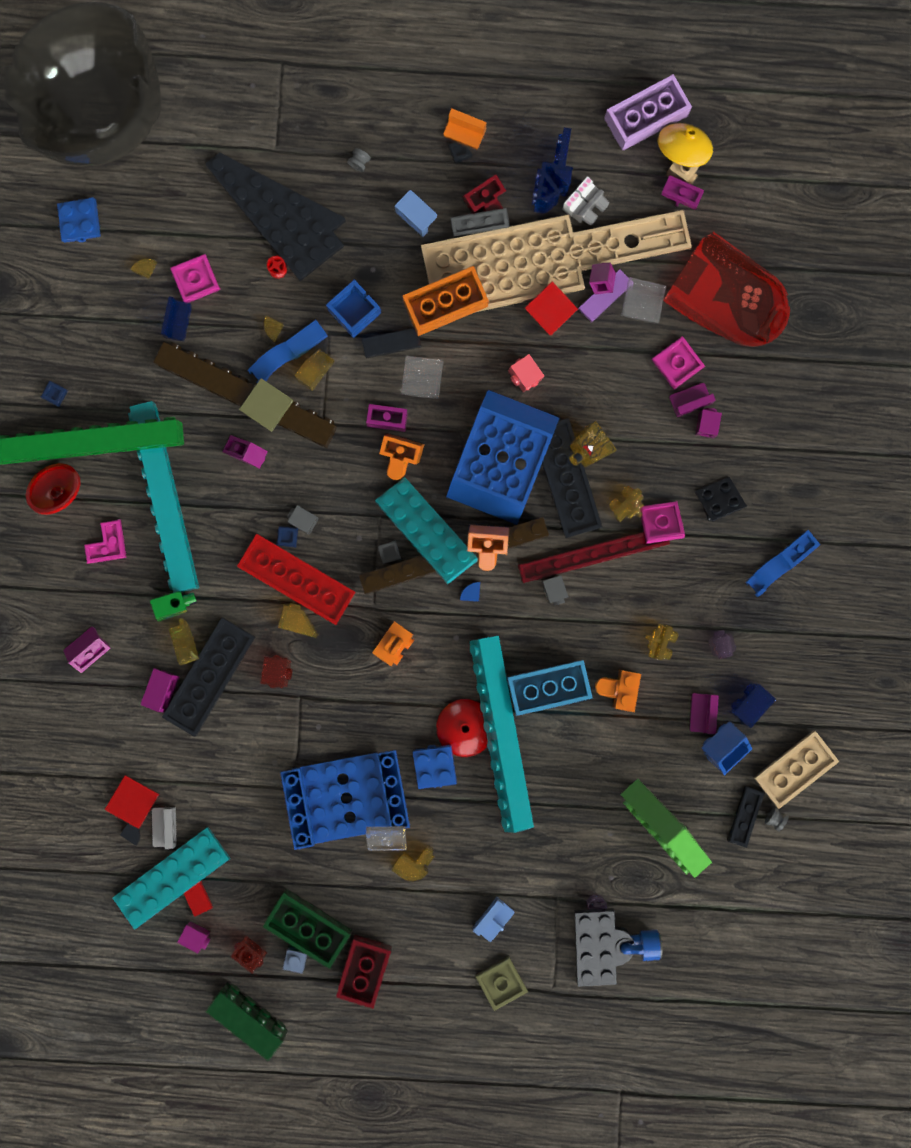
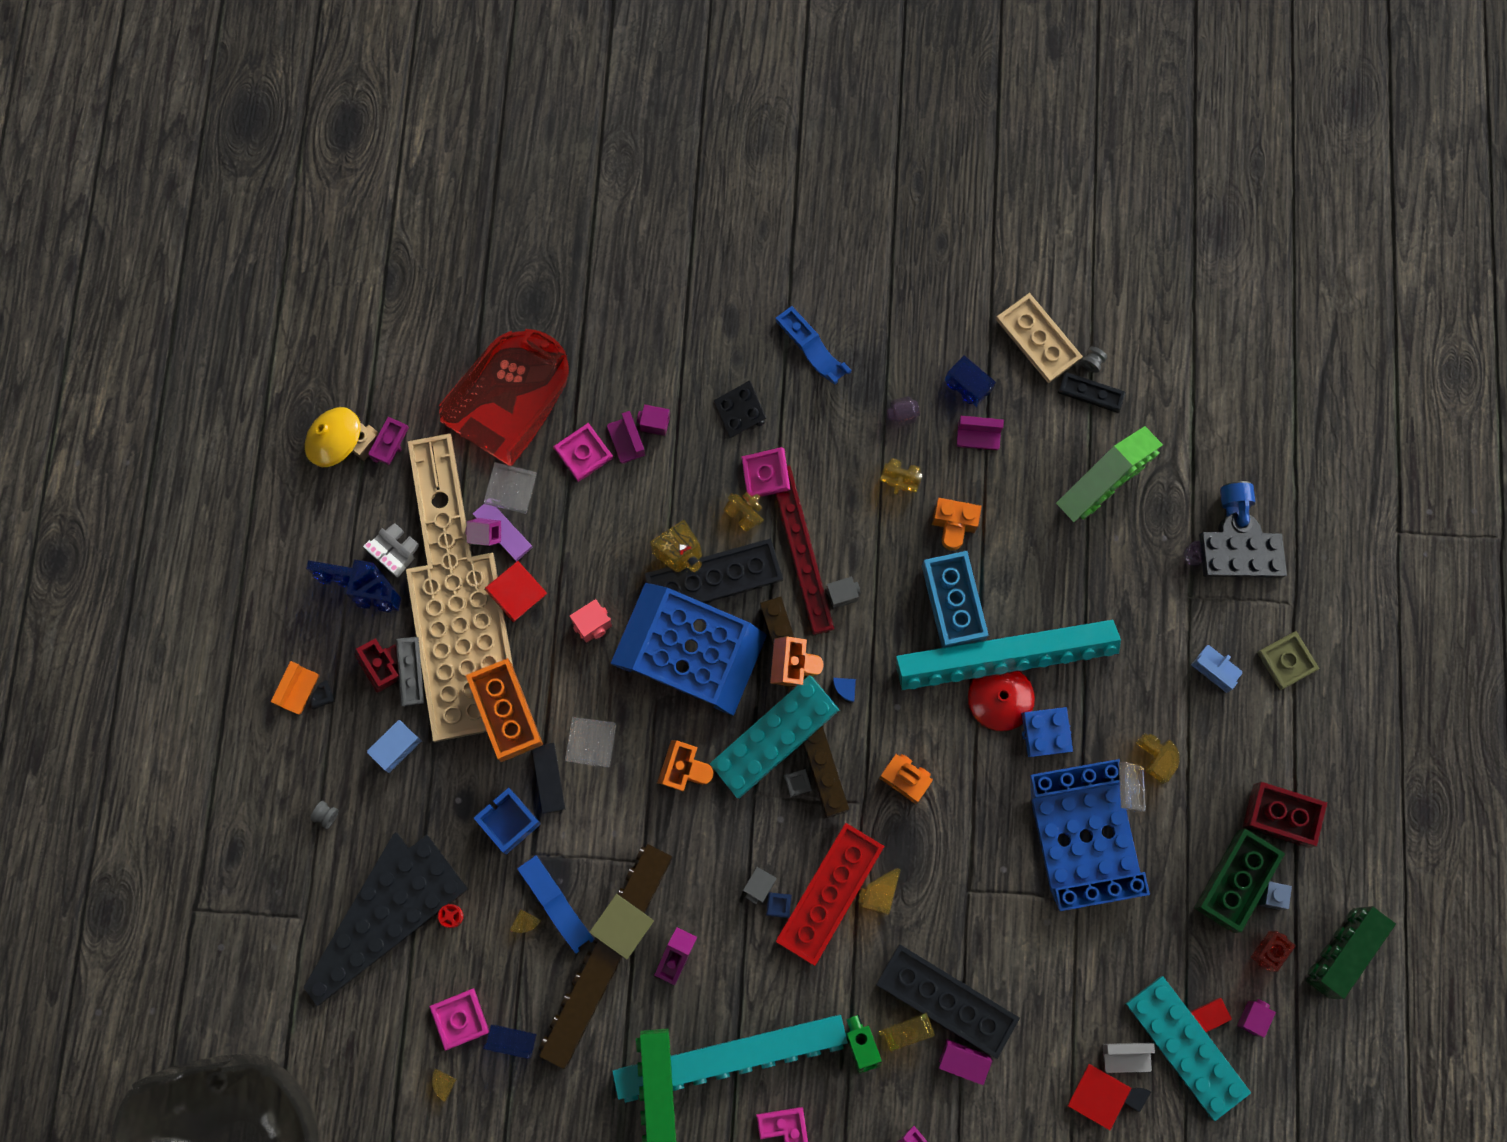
camera: 85 degrees left, 10 degrees down
(276, 672) = (941, 917): clear red head -> none
(314, 369) = (577, 870): clear yellow slope -> none
(387, 417) = (639, 782): magenta brick -> none
(647, 112) = (291, 477): lavender brick -> none
(726, 747) = (1018, 408): blue piece -> none

